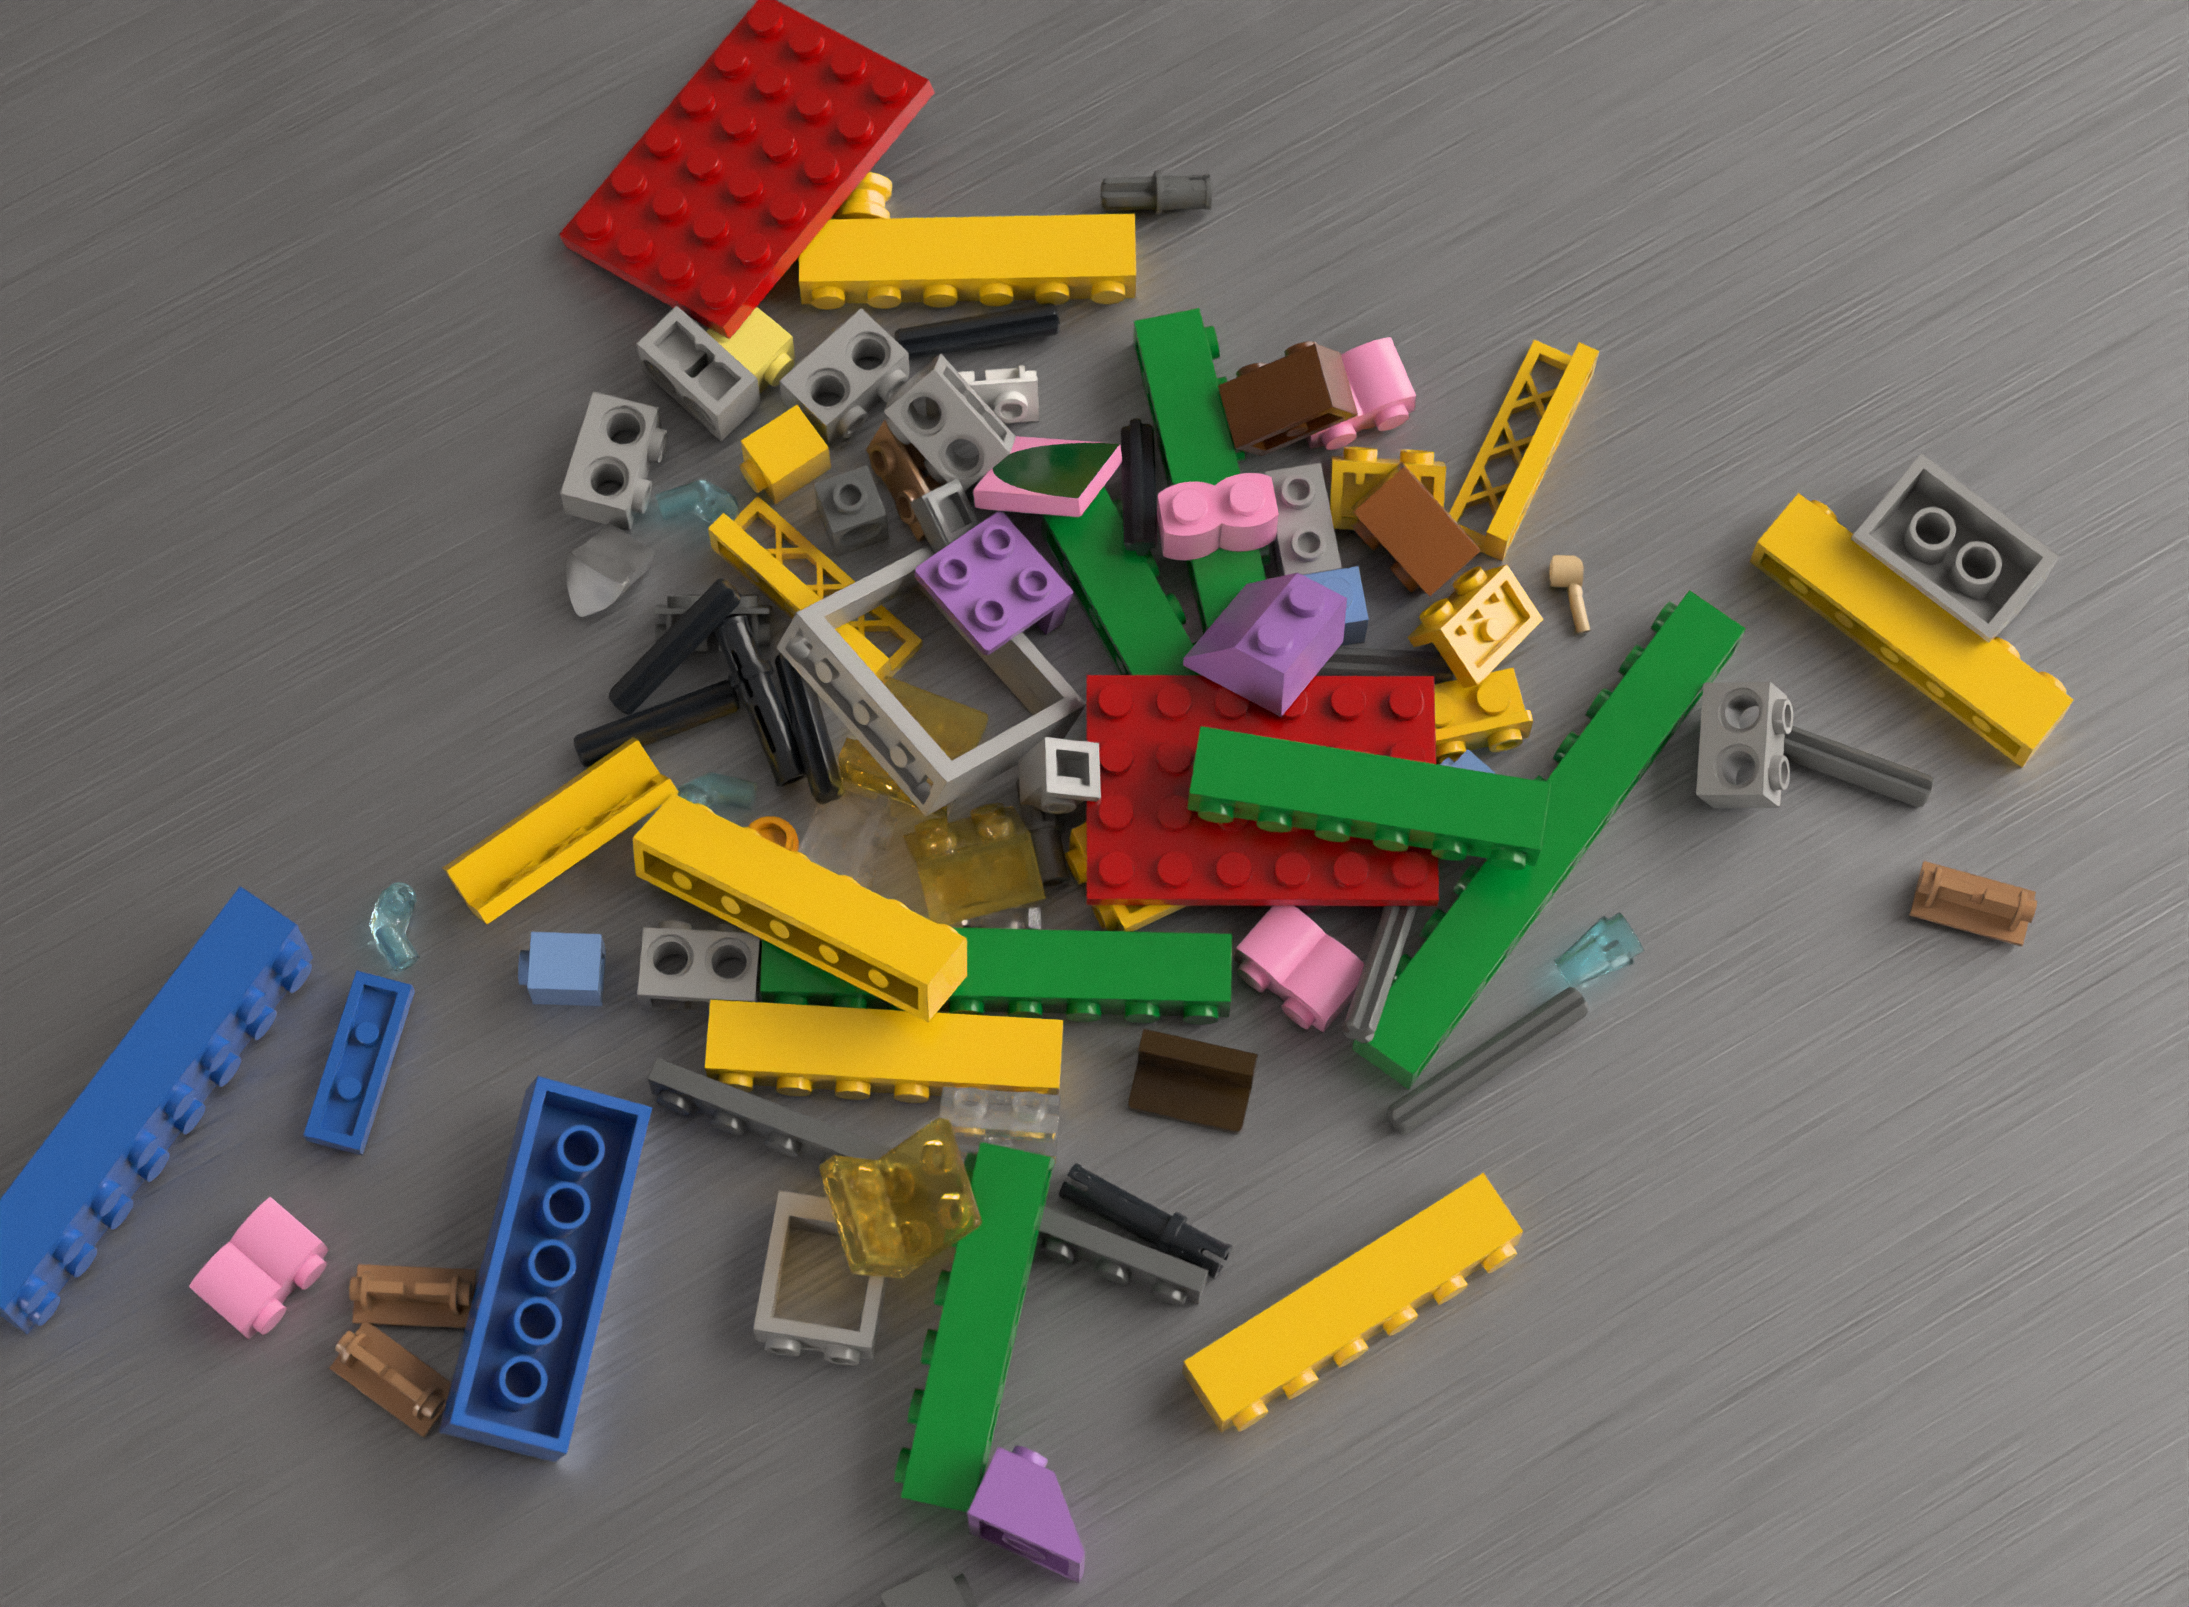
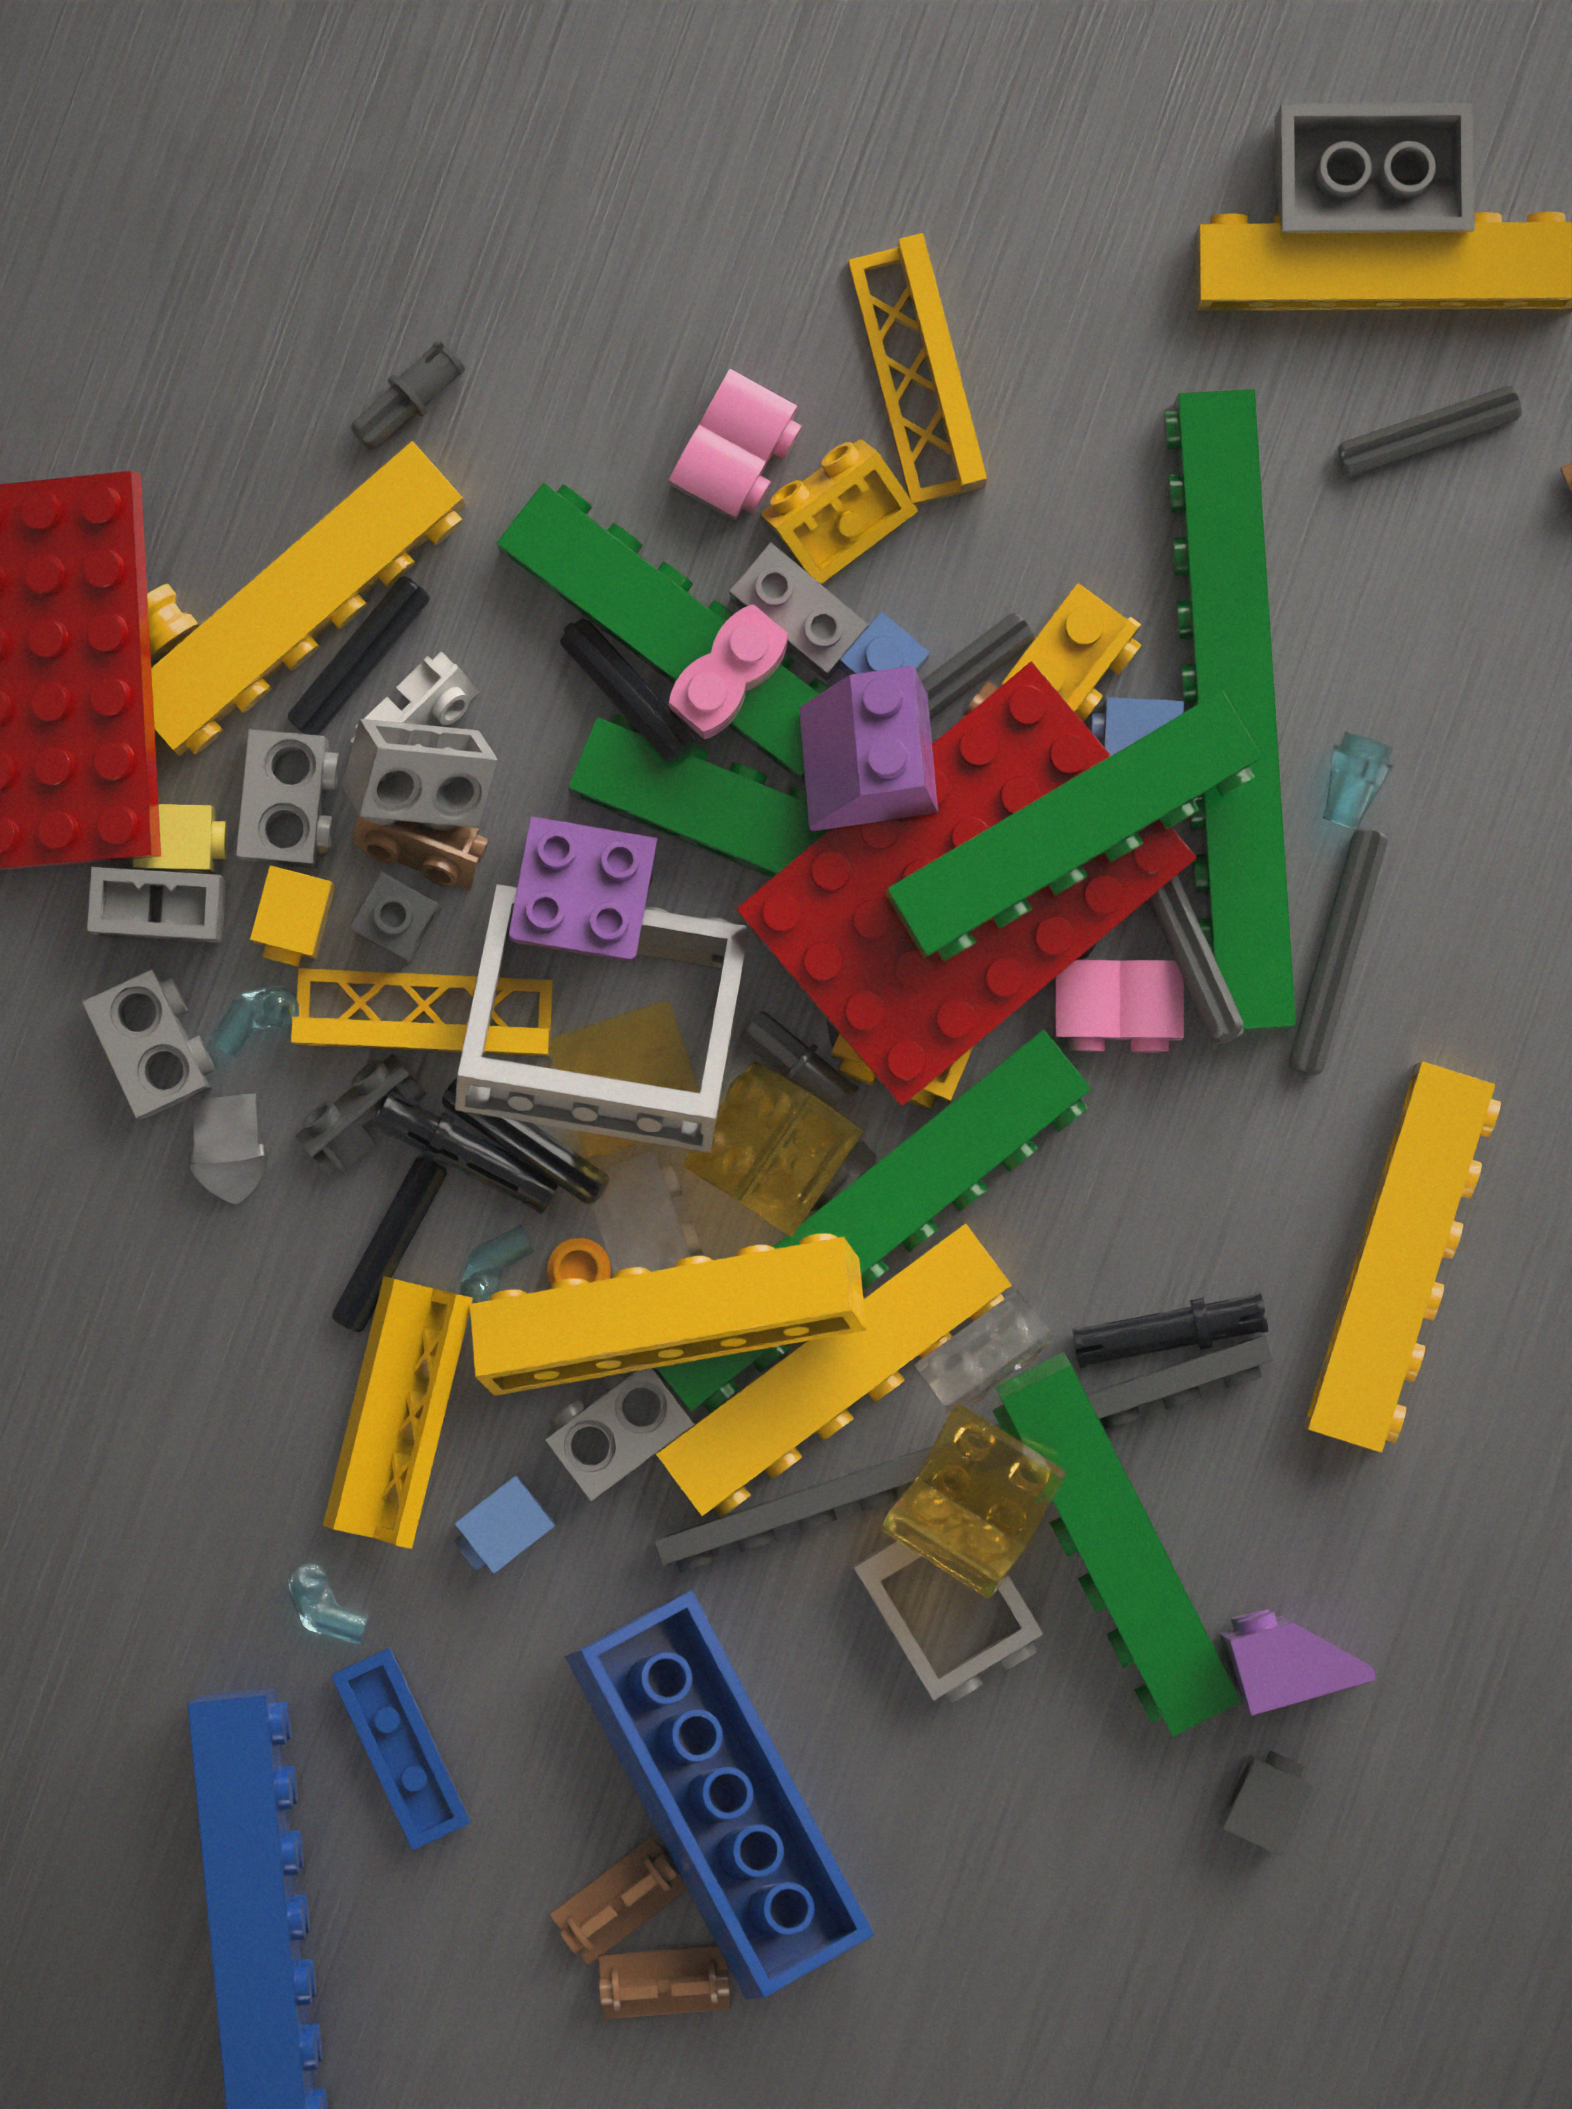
camera: 45 degrees left, 15 degrees up
(260, 1269) = (476, 1989): bright pink brick -> none
(675, 646) = (353, 1169): black axle -> none
(944, 514) = (487, 860): dark grey tile -> none
(1048, 476) = (546, 748): tile -> none
(1060, 784) = (789, 1015): light grey brick -> none
(1192, 1081) = (1110, 1180): dark brown panel -> none
(1287, 398) = (694, 507): reddish brown brick -> none
(1414, 531) = (898, 534): dark orange brick -> none
(1478, 622) = (1017, 571): yellow bracket -> none
(1568, 572) = (1054, 454): tan hand -> none
(1728, 747) = (1319, 504): light grey brick -> none

